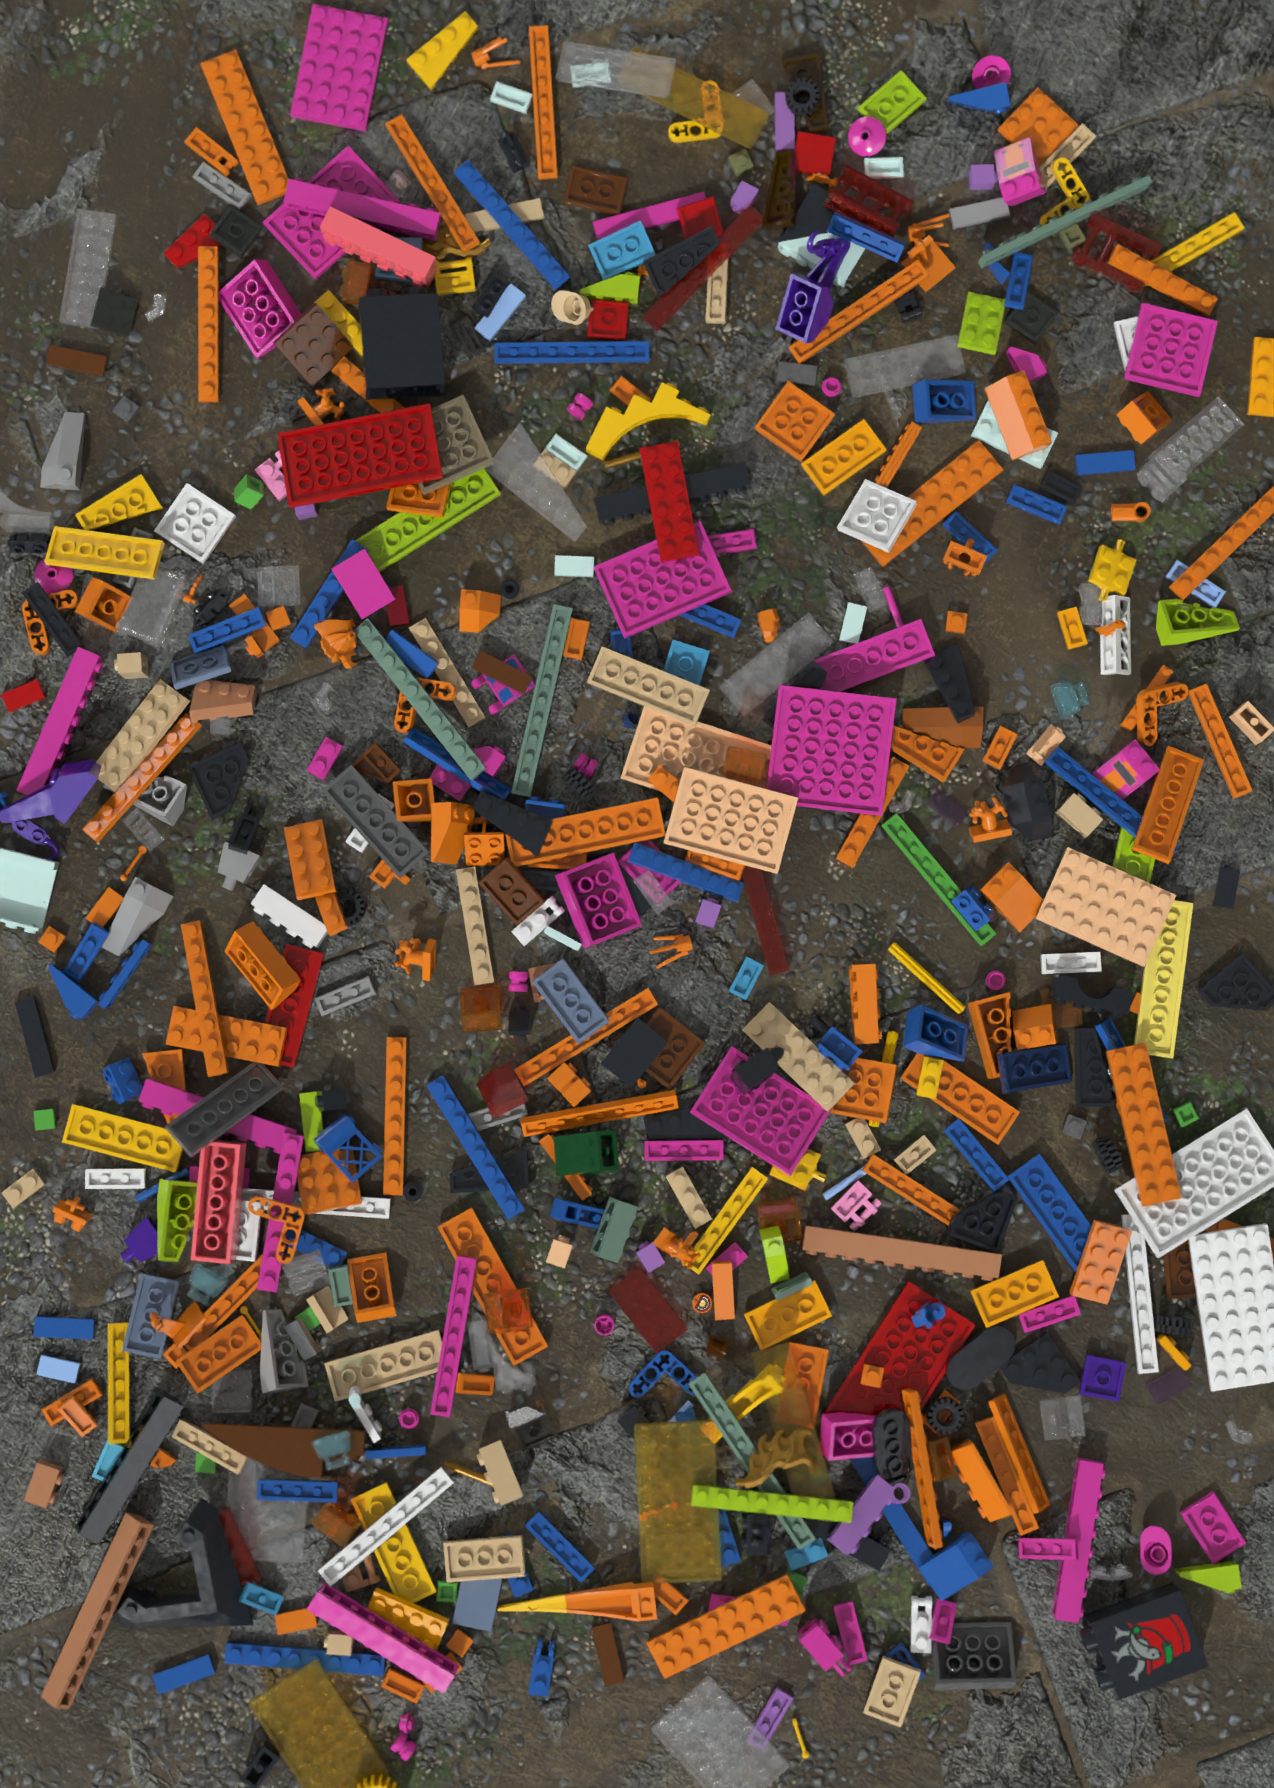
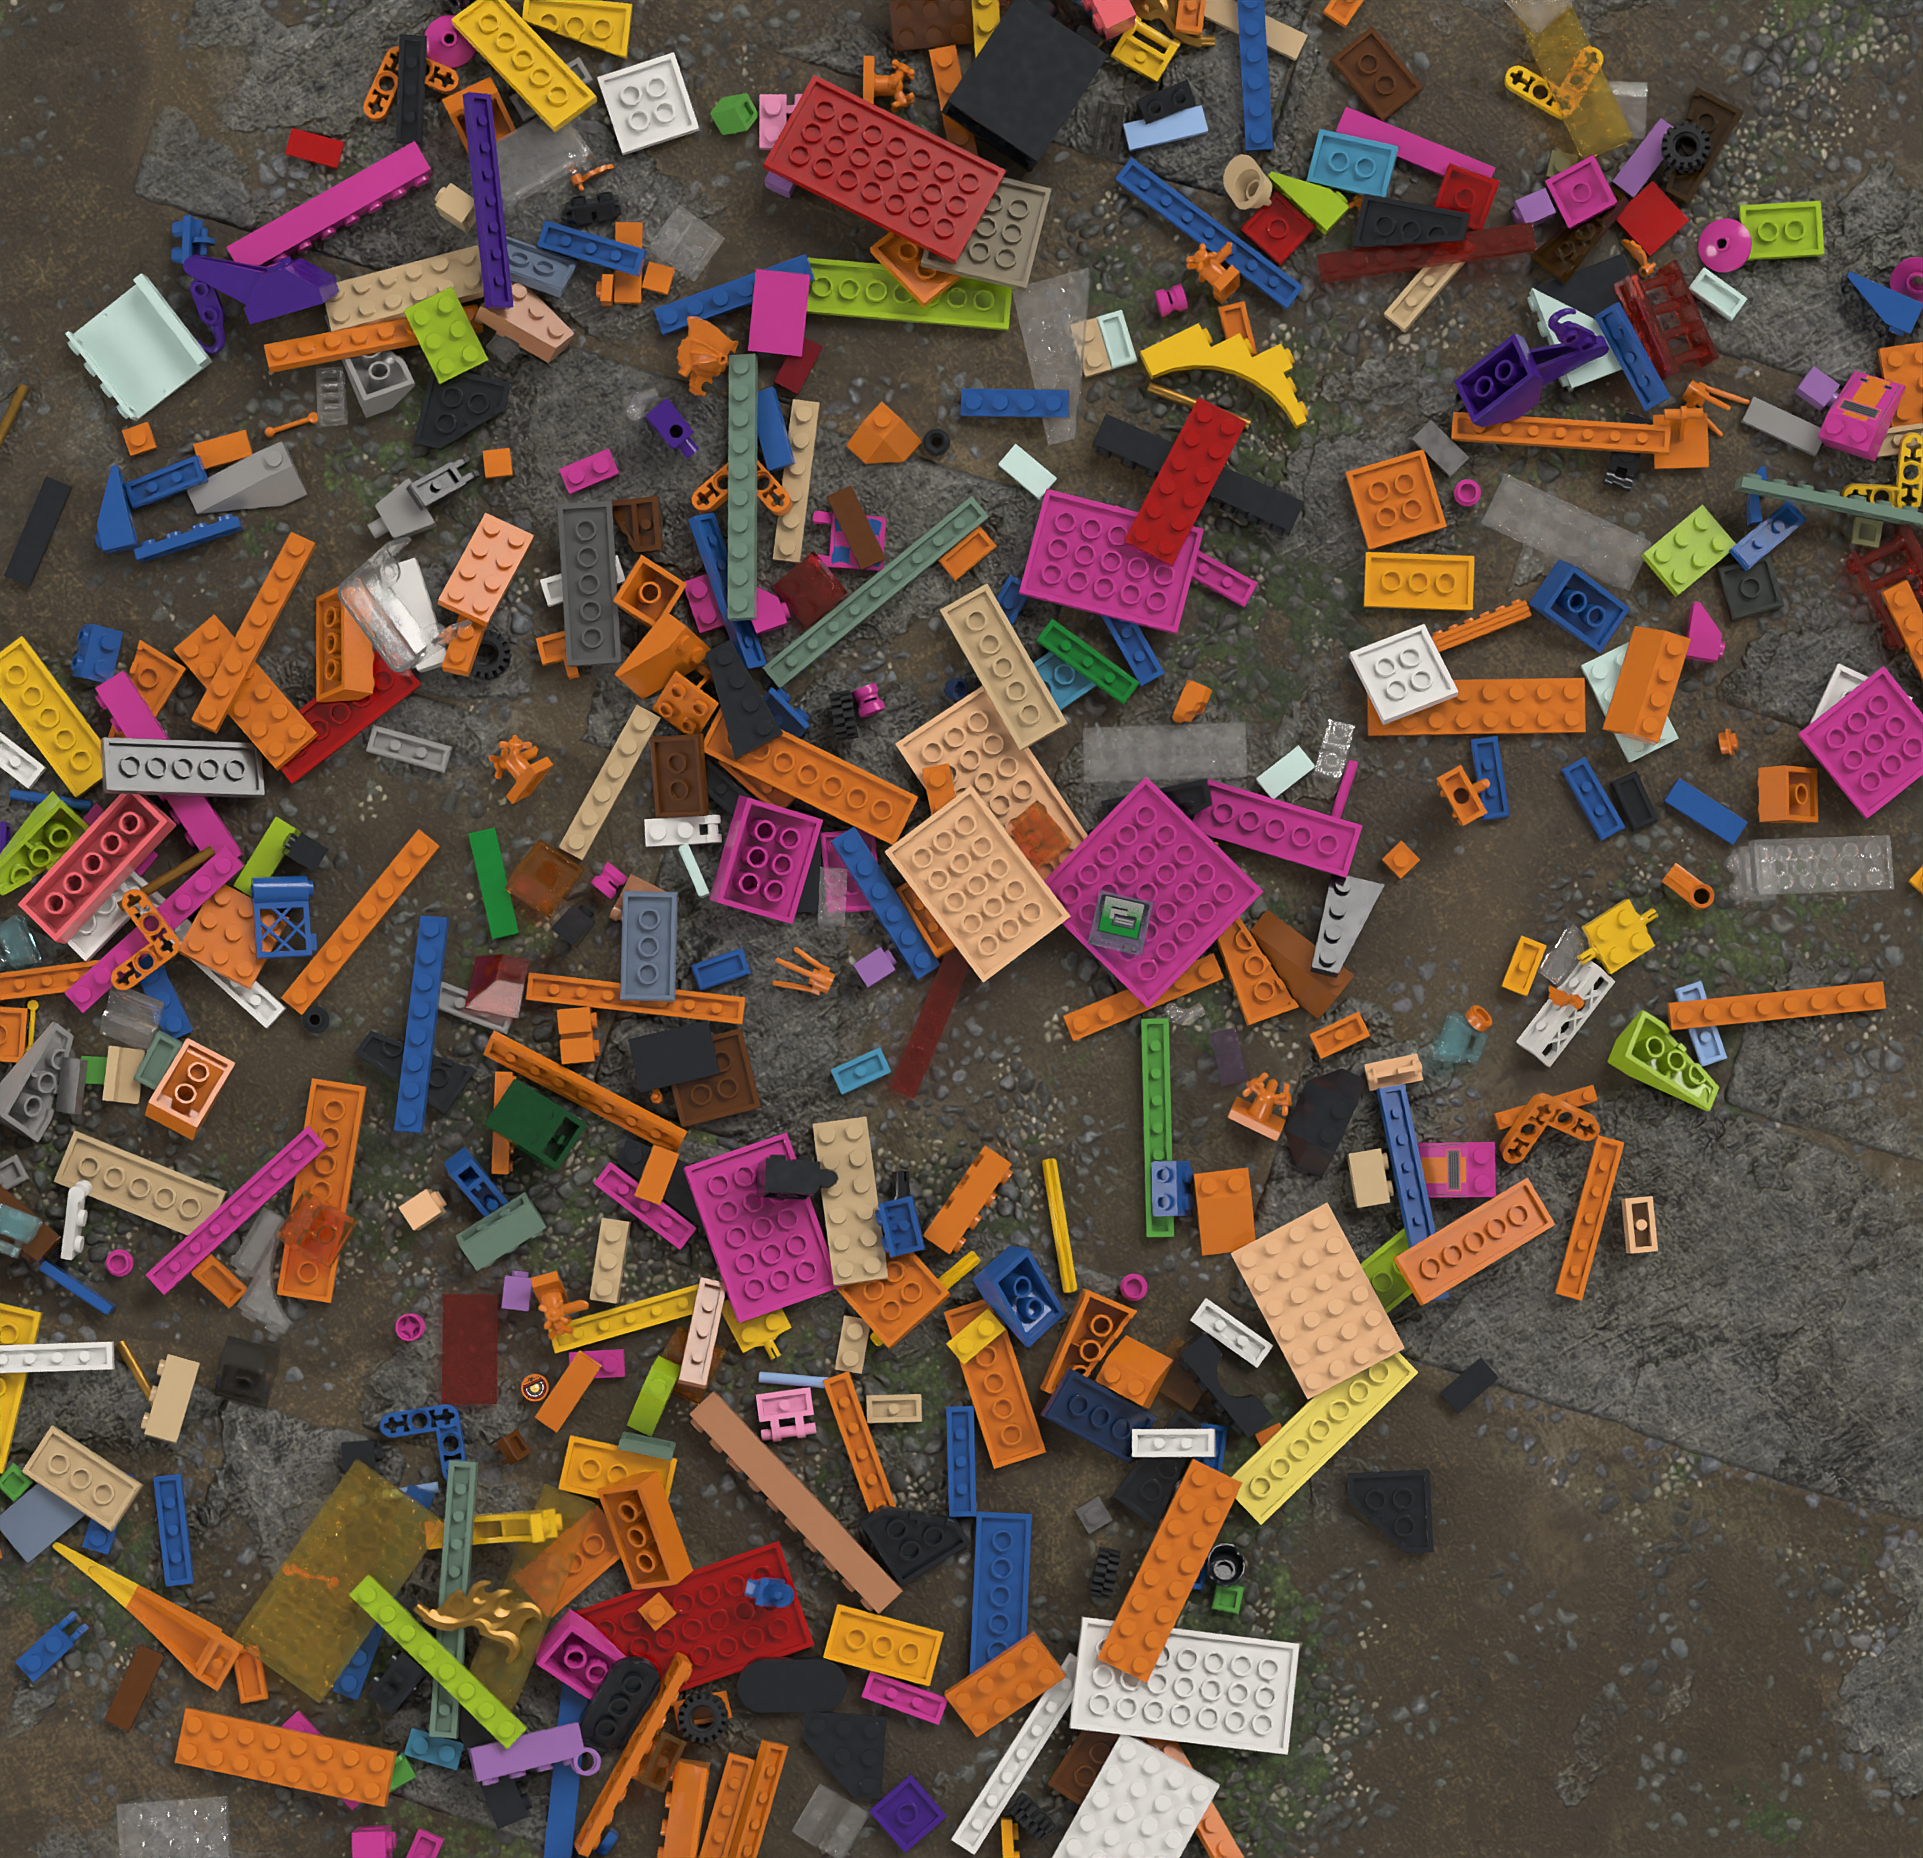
camera: 40 degrees right, 0 degrees up
(147, 647) = (488, 201): none -> dark purple plate
(182, 743) = (445, 334): none -> lime plate
(266, 1173) = (172, 875): none -> pearl gold bar
(268, 794) = (497, 463): none -> orange tile
(275, 931) = (385, 618): none -> clear windscreen
(344, 694) = (666, 416): none -> dark purple torso
(453, 1034) = (493, 883): none -> green tile
(503, 727) = (810, 589): none -> clear red plate
(537, 532) = (1015, 403): none -> blue plate
(586, 370) = (1208, 266): none -> orange piece
(621, 982) = (721, 969): none -> blue tile
(677, 1127) = (657, 1174): none -> orange tile
(693, 646) = (1087, 661): none -> green tile
(764, 167) = (1581, 192): none -> dark pink plate
(775, 1197) = (702, 1333): none -> plate
(829, 779) = (1120, 922): none -> tile
(830, 1335) = (645, 1531): none -> orange slope
(1070, 677) = (1478, 1018): none -> orange tile
(1087, 413) = (1728, 742): none -> orange plate
(1089, 1050) = (1173, 1442): none -> white plate
(1171, 1097) = (1225, 1565): none -> black hair

